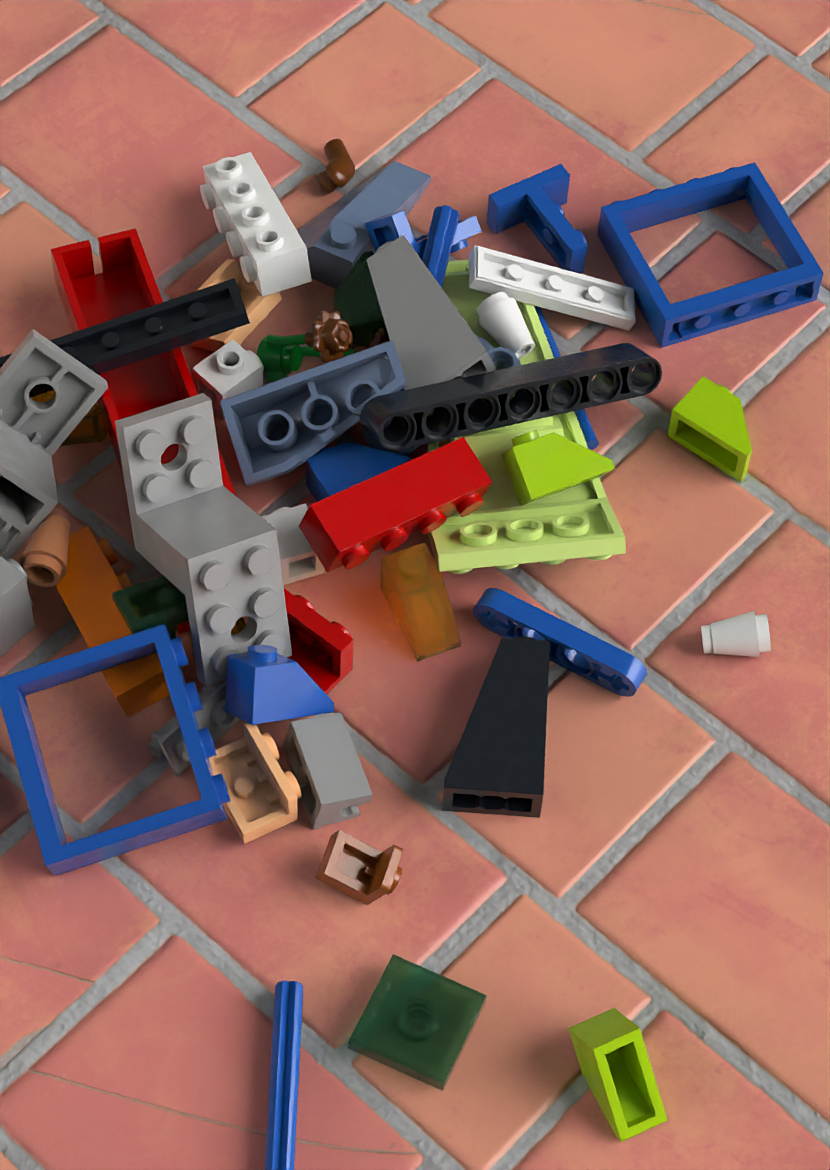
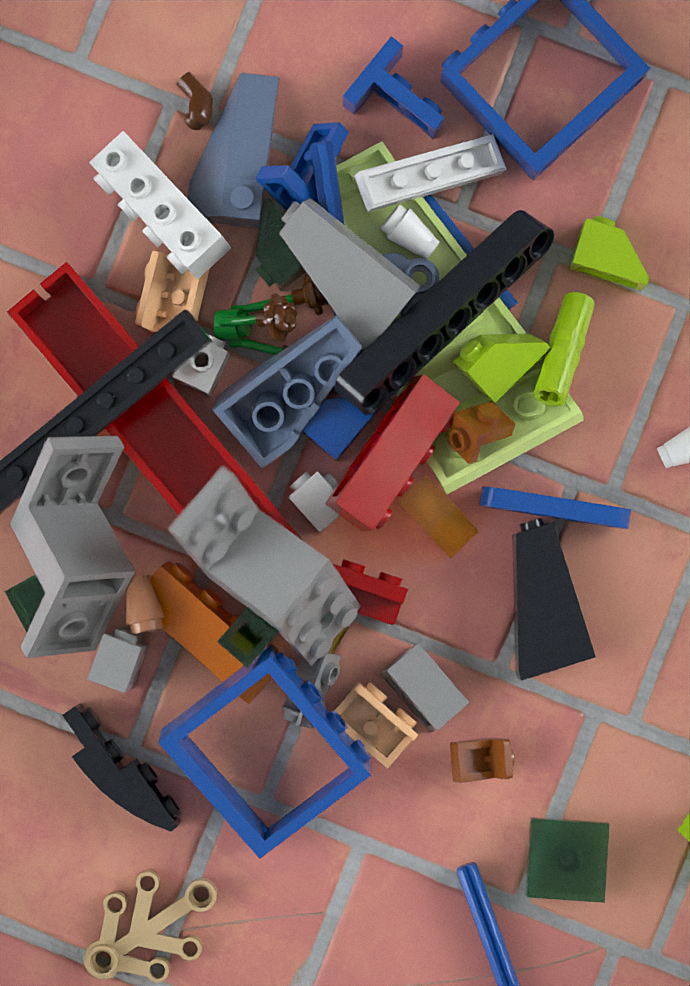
camera: 20 degrees left, 30 degrees up
(271, 687) = (363, 651): blue slope -> none
(509, 509) = (478, 427): none -> dark orange bracket
(630, 484) = (566, 345): none -> lime axle

